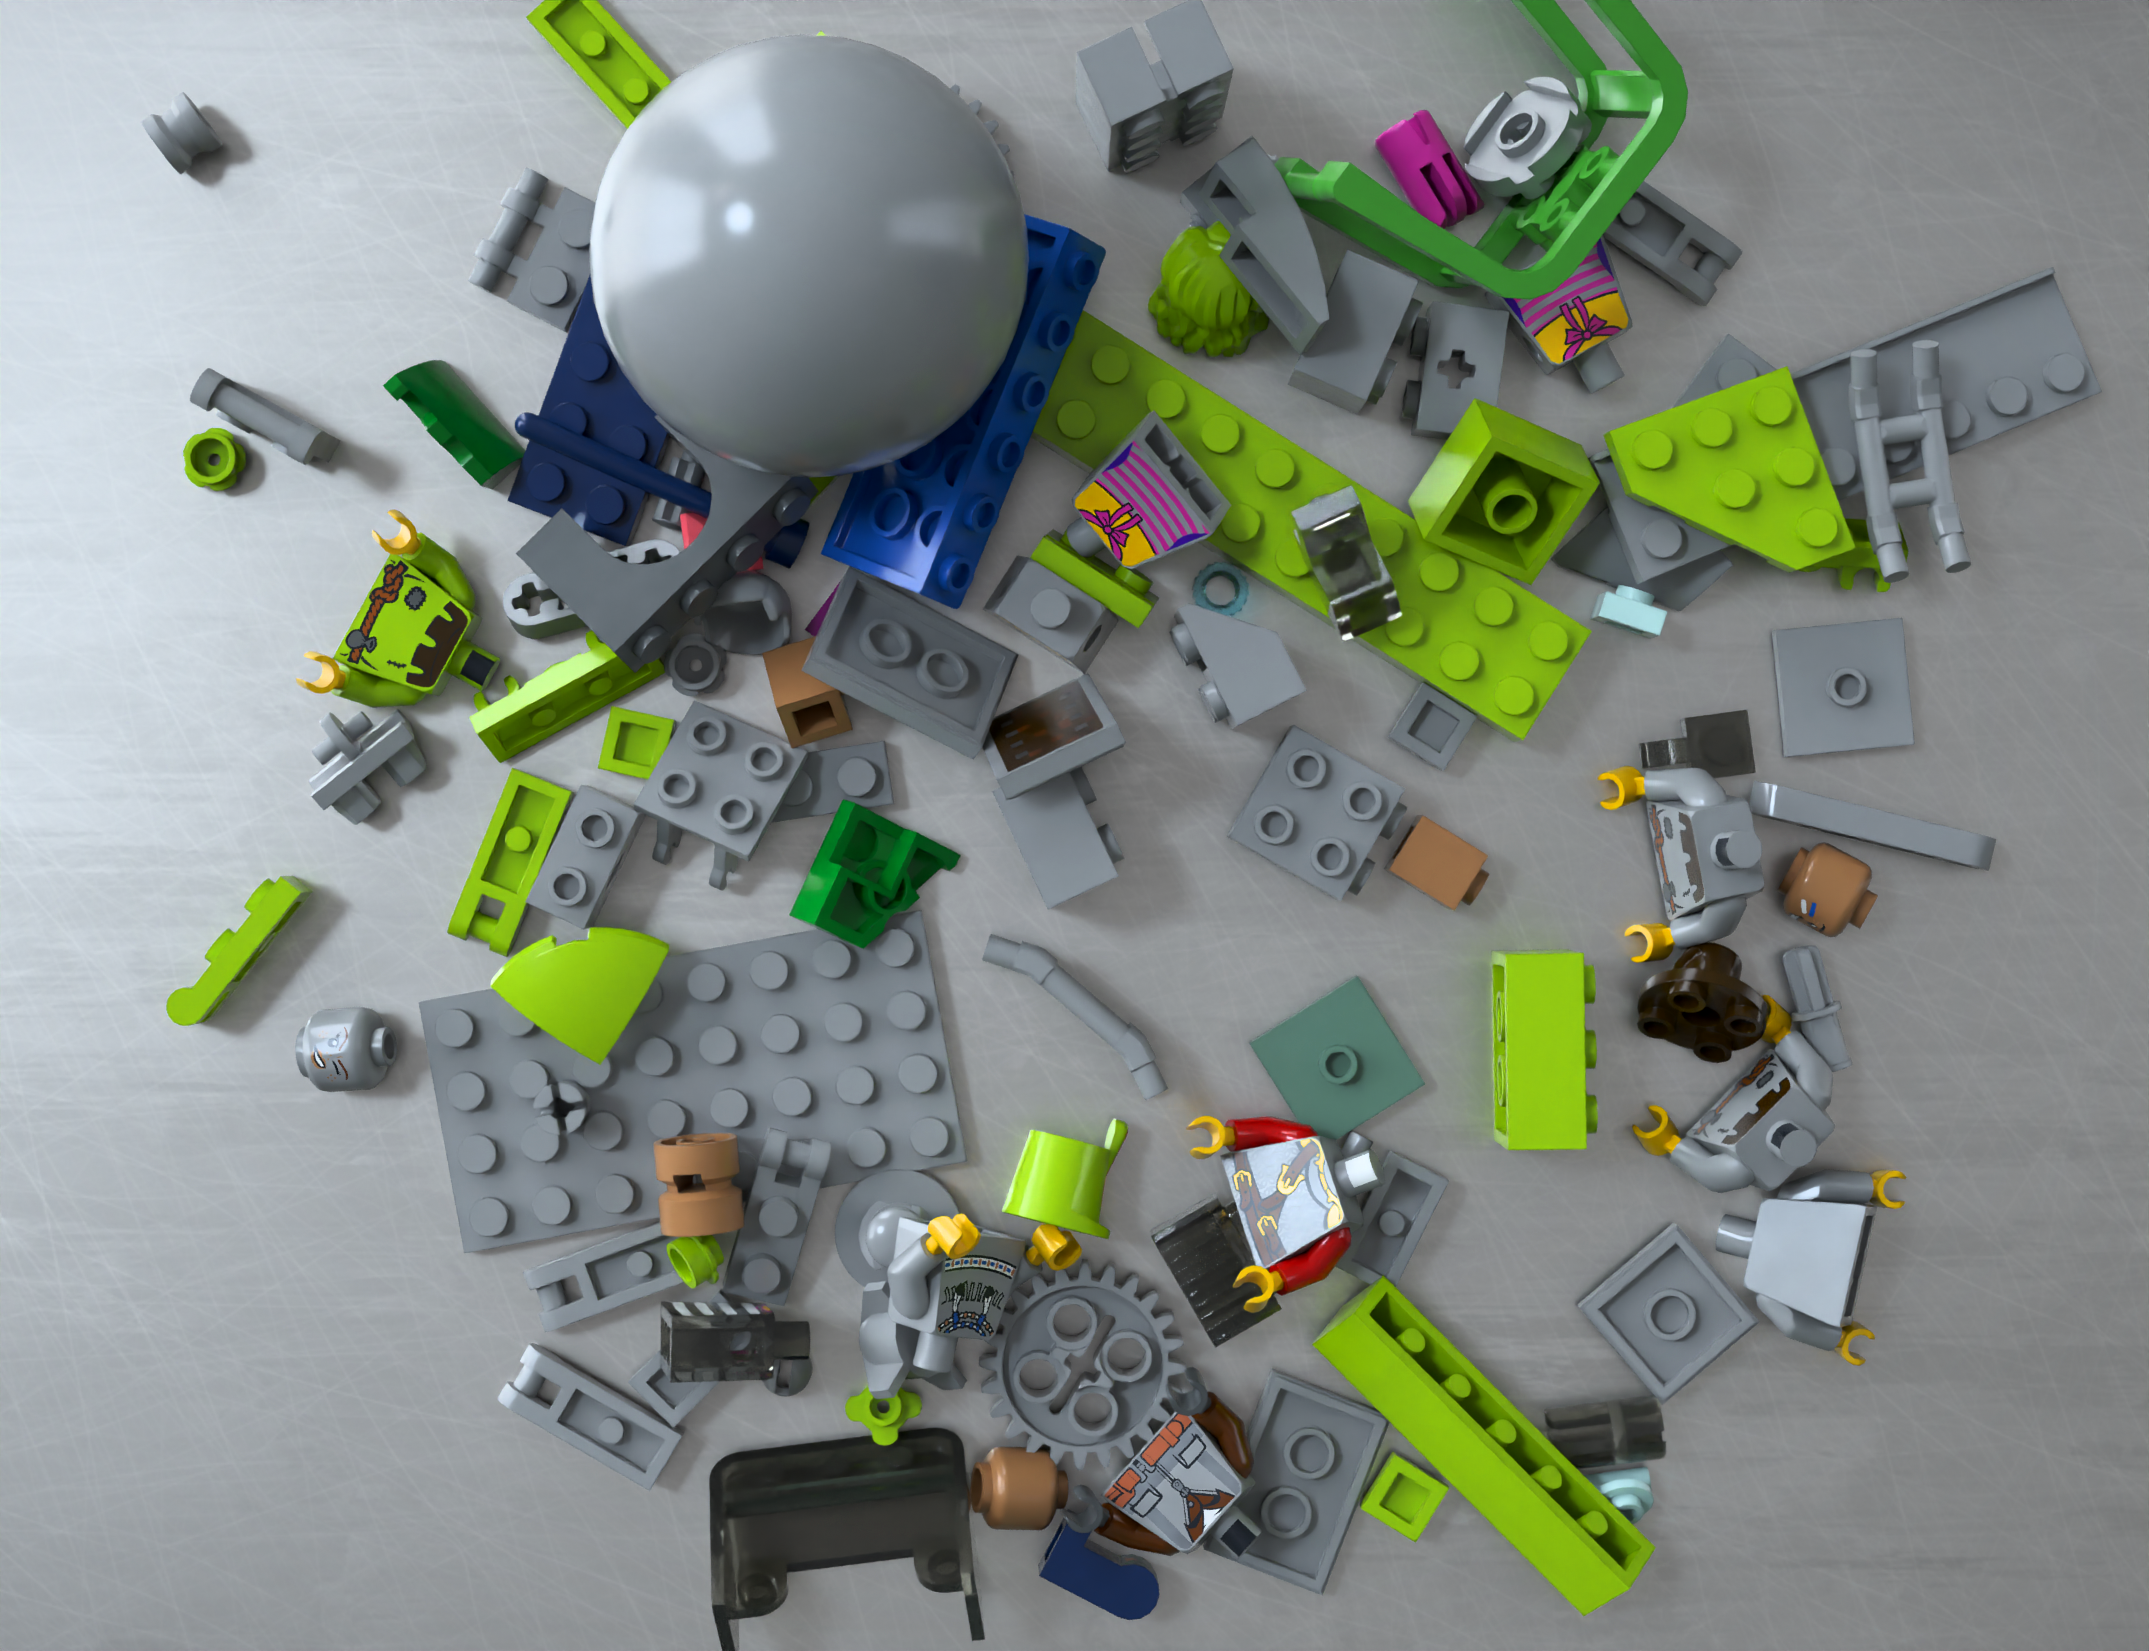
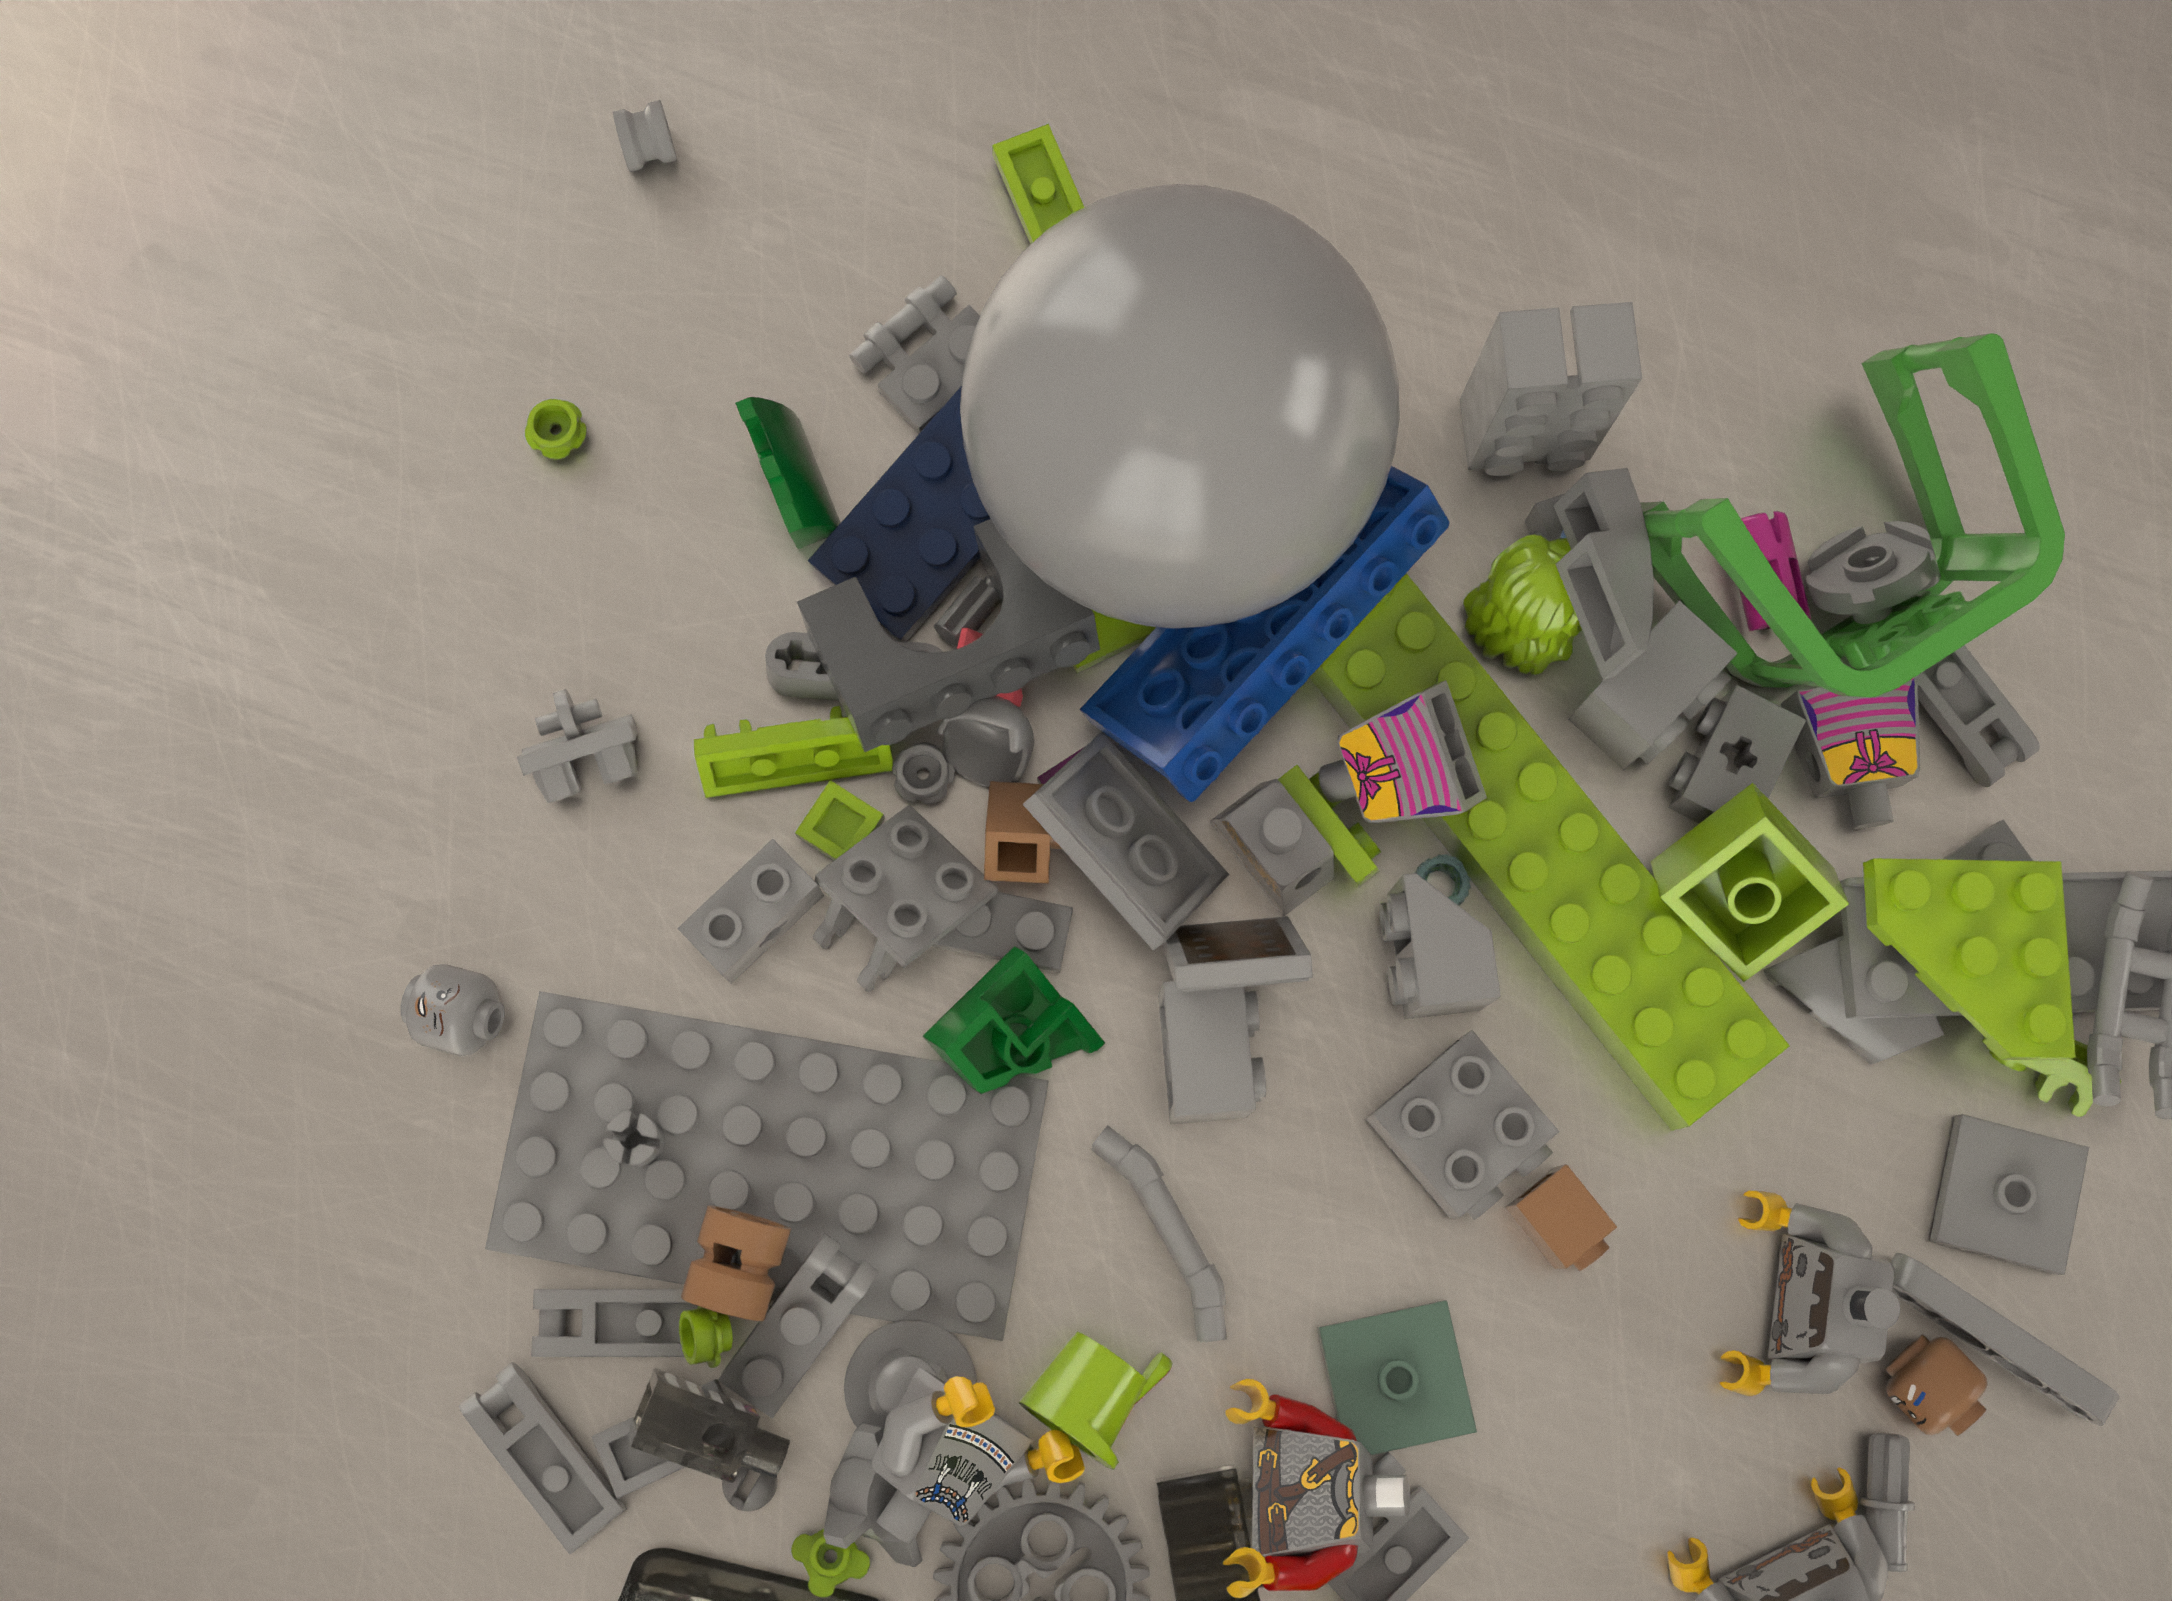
camera: 15 degrees right, 10 degrees down
(236, 953) = (390, 881): lime plate -> none
(250, 411) = (602, 391): light grey plate -> none
(408, 630) = (669, 642): lime torso -> none
(510, 859) = (676, 889): lime plate -> none
(583, 987) = (700, 1030): lime brick -> none
(780, 549) = (1044, 690): dark blue piece -> none
(1345, 563) = (1578, 888): clear smoke brick -> none
(1432, 726) = (1600, 1085): light grey plate -> none
(1542, 1049) = (1608, 1437): lime brick -> none
(1629, 611) = (1827, 1045): light aqua plate -> none
(1703, 1004) = (1780, 1455): dark brown plate -> none
(1708, 742) = (1867, 1197): clear smoke plate -> none

